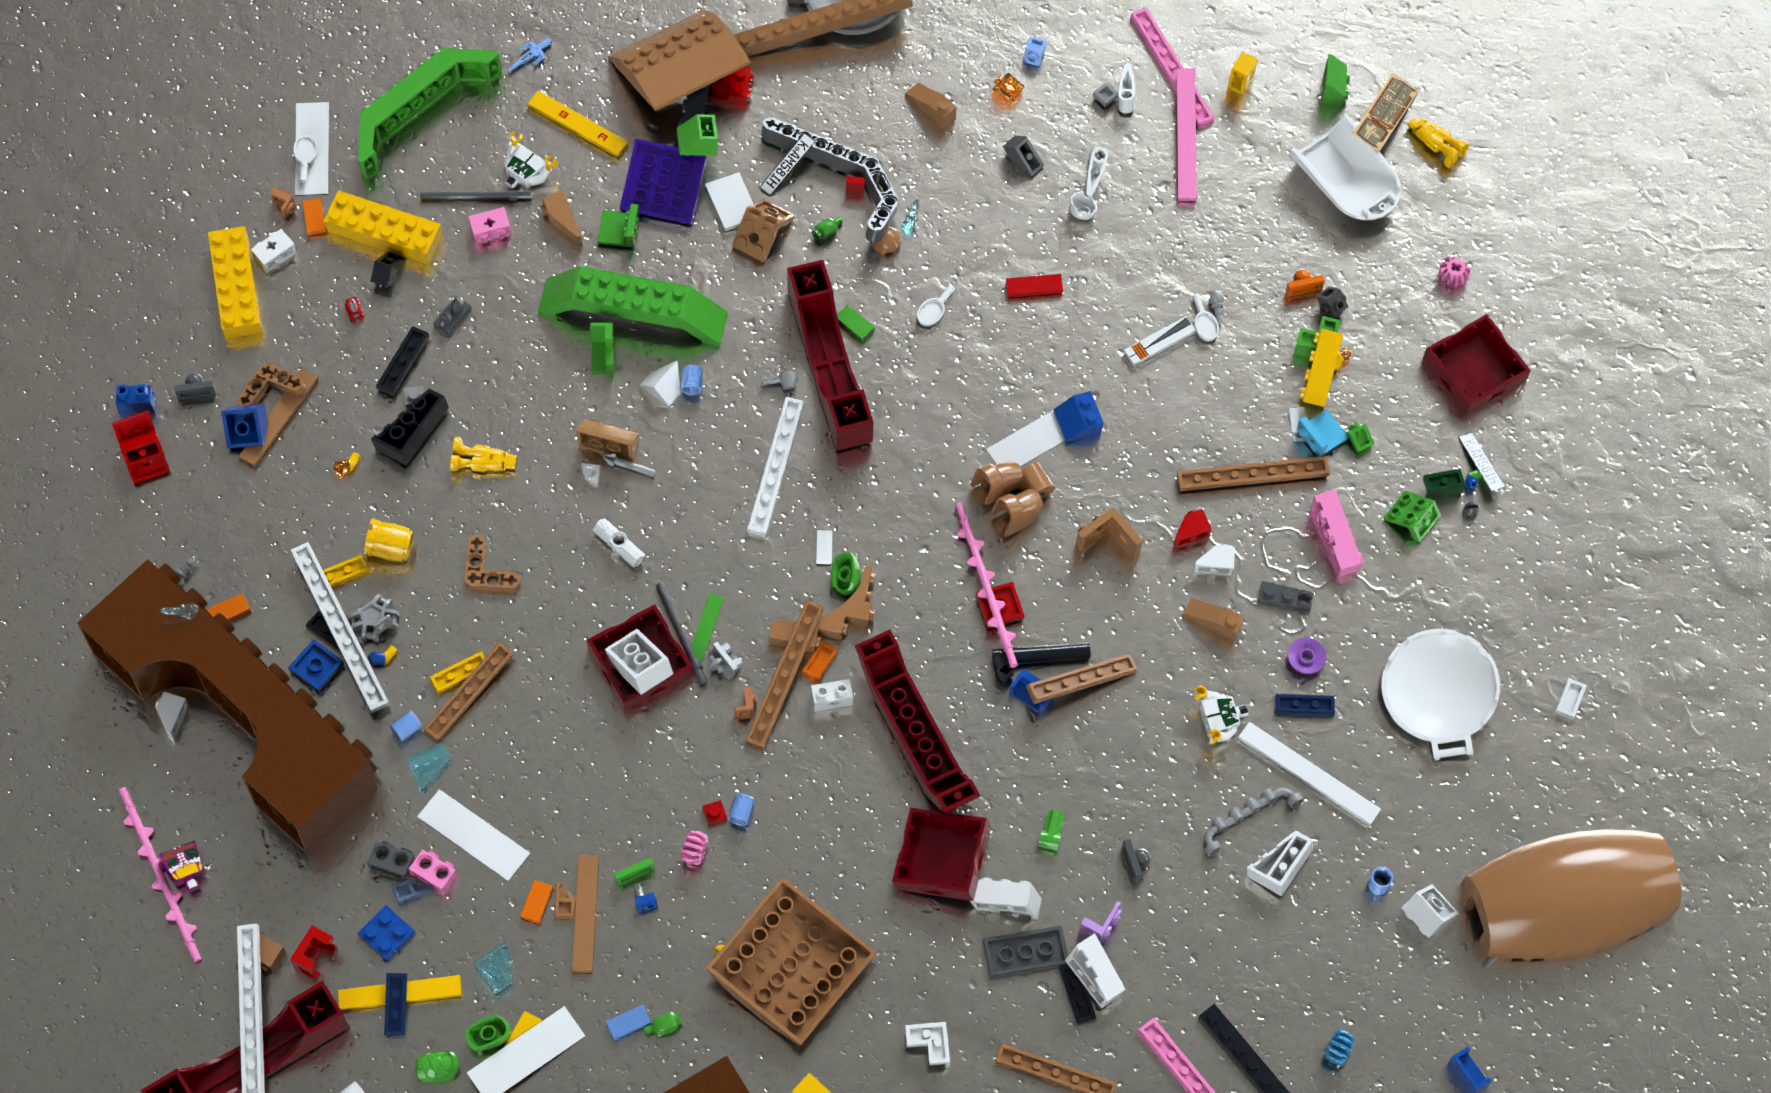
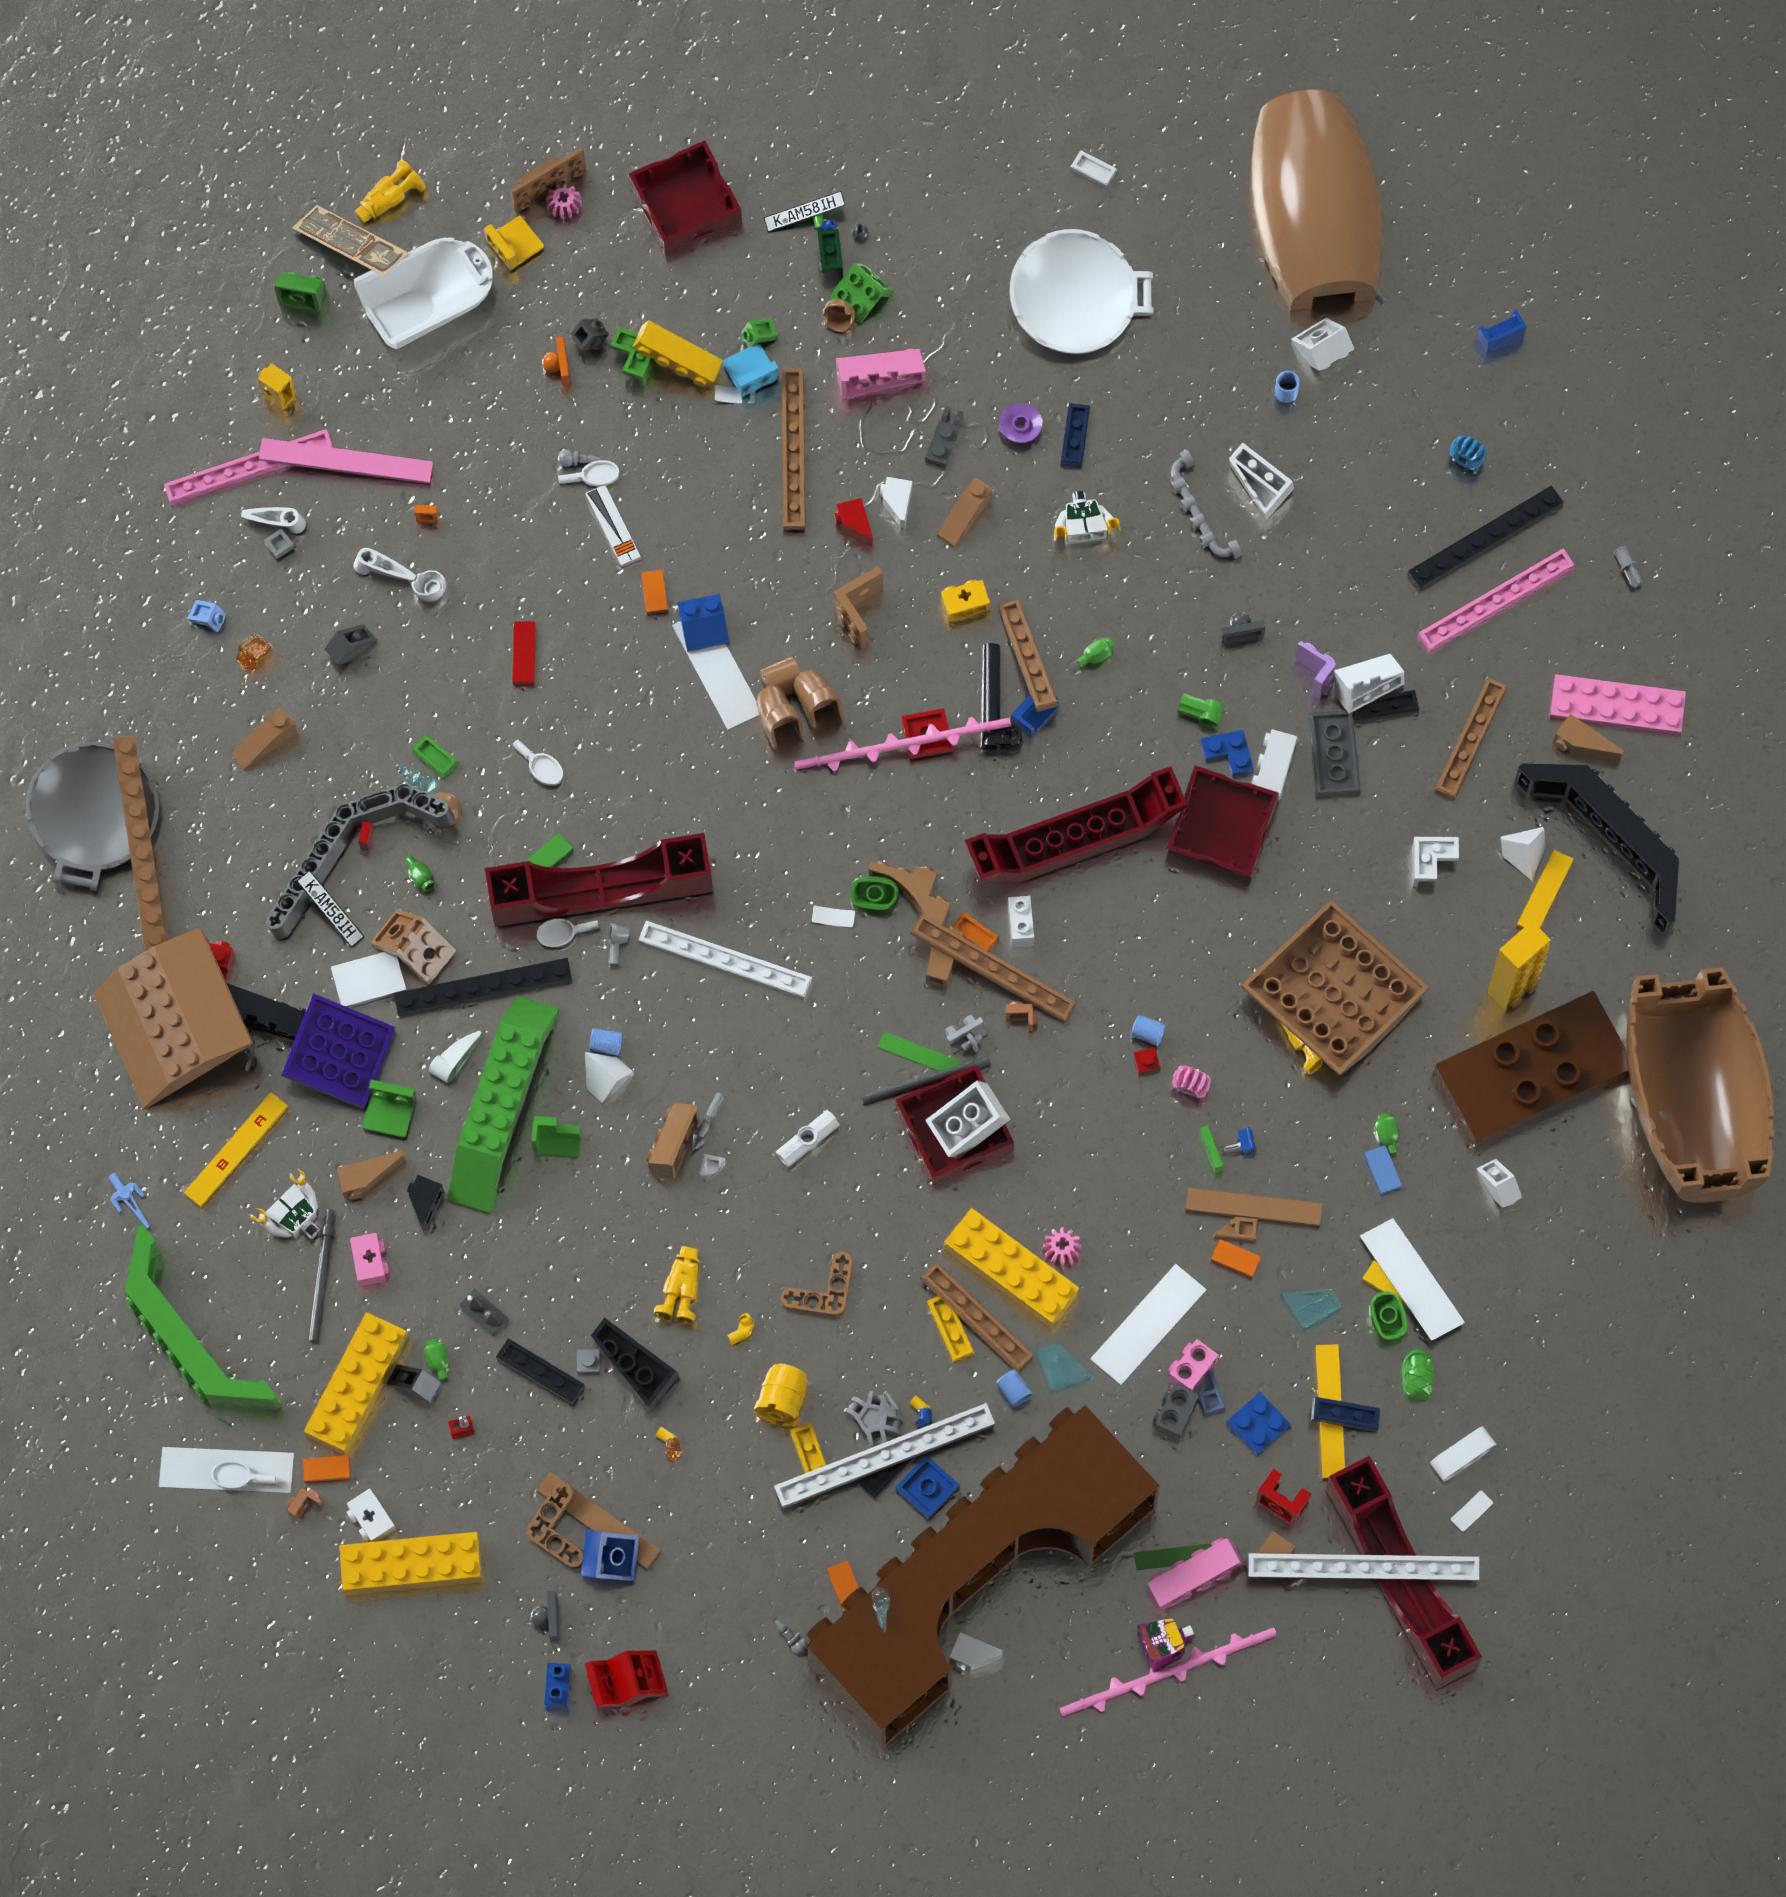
camera: 80 degrees left, 5 degrees up
(245, 888) = (1196, 1572): none -> bright pink wedge
(265, 877) = (1166, 1557): none -> bright green sticker
(409, 284) = (437, 1357): none -> bright green plant
(450, 512) = (744, 1330): none -> yellow arm
(512, 714) = (1011, 1268): none -> yellow brick
(542, 260) = (424, 1198): none -> black slope
(543, 751) = (1053, 1246): none -> bright pink gear
(664, 268) = (452, 1060): none -> white piece
(698, 136) = (294, 997): bright green slope -> none
(733, 286) = (482, 987): none -> black plate
(787, 338) = (561, 931): none -> white piece
(933, 229) = (434, 756): none -> bright green tile
(1021, 860) = (1229, 745): none -> blue plate
(1095, 738) = (1097, 651): none -> bright green plant
(1103, 379) = (654, 592): none -> orange tile
(1129, 634) = (957, 608): none -> yellow brick
(1148, 198) = (426, 513): none -> orange tile
(1309, 773) = (1155, 442): white tile -> none
(1385, 498) = (838, 315): none -> medium nougat hair
(1408, 236) = (513, 242): none -> yellow bracket
(1466, 247) = (545, 177): none -> medium nougat bracket

